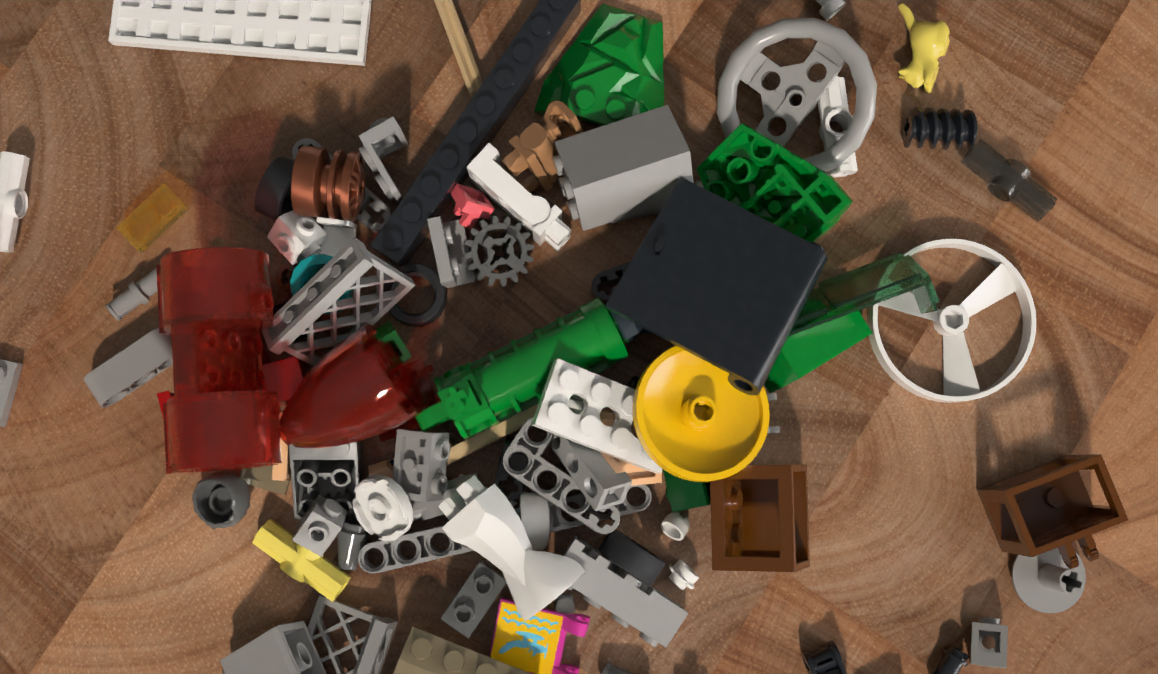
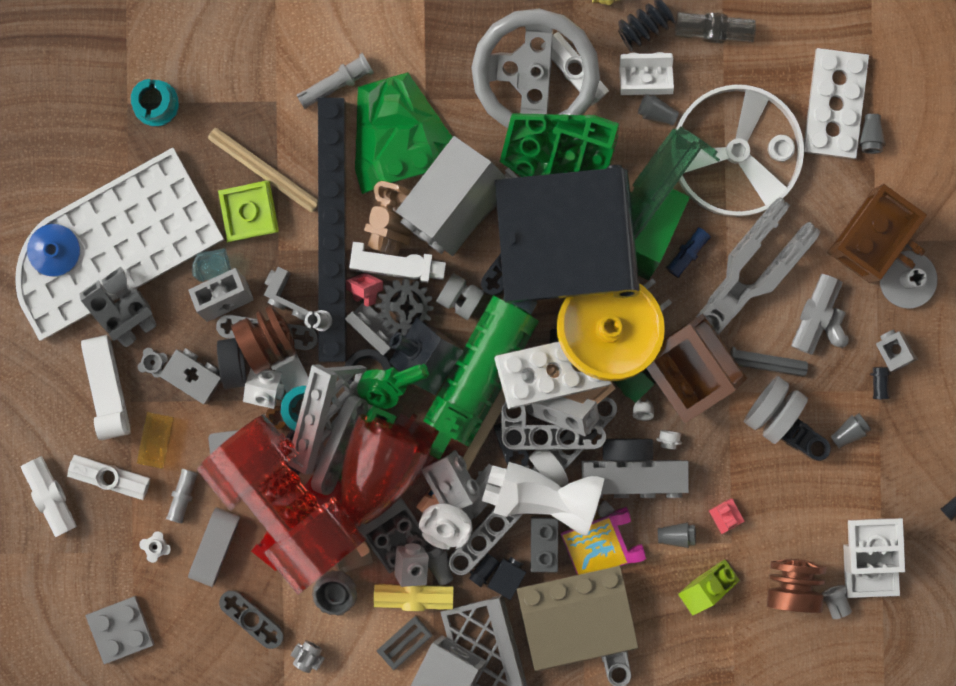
camera: 35 degrees left, 5 degrees up
(67, 209) = (125, 481): none -> white piece
(84, 328) = (153, 554): none -> white plate
(124, 443) = (261, 638): none -> dark grey beam
(138, 134) = (106, 388): none -> white beam
(146, 548) = (307, 656): none -> light grey gear
(197, 137) = (149, 355): none -> light grey plate
(204, 68) = (120, 316): none -> dark grey hips
(221, 165) = (177, 374): none -> light grey brick
(287, 598) = (420, 627): none -> dark grey tile
(320, 113) = (221, 295): none -> light grey brick
(325, 341) = (329, 470): none -> light grey beam
(331, 80) = (210, 264): none -> clear light blue plate
(394, 582) = (484, 570): none -> black pin
(399, 202) = (318, 320): none -> light grey pin
(407, 52) = (248, 211): none -> lime tile
(413, 607) = (507, 577): none -> black brick
(419, 316) = (384, 388): none -> green piece
(483, 312) = (425, 346): none -> black brick
(557, 268) = (453, 290): none -> light grey wheel
(819, 622) = (776, 410): none -> light grey wheel
(831, 391) = (688, 252): none -> dark blue pin
(843, 566) = (769, 362): none -> dark grey axle
(849, 466) = (732, 294): none -> light grey piece
(894, 225) = (656, 110): none -> dark grey cone
(907, 179) = (646, 74): none -> white bracket
(927, 547) = (816, 314): none -> light grey piece
(934, 577) = (834, 330): none -> light grey arm
(998, 348) = (781, 148): none -> white tile
(1105, 398) = (872, 136): none -> dark grey cone
(1107, 340) = (852, 96): none -> white plate

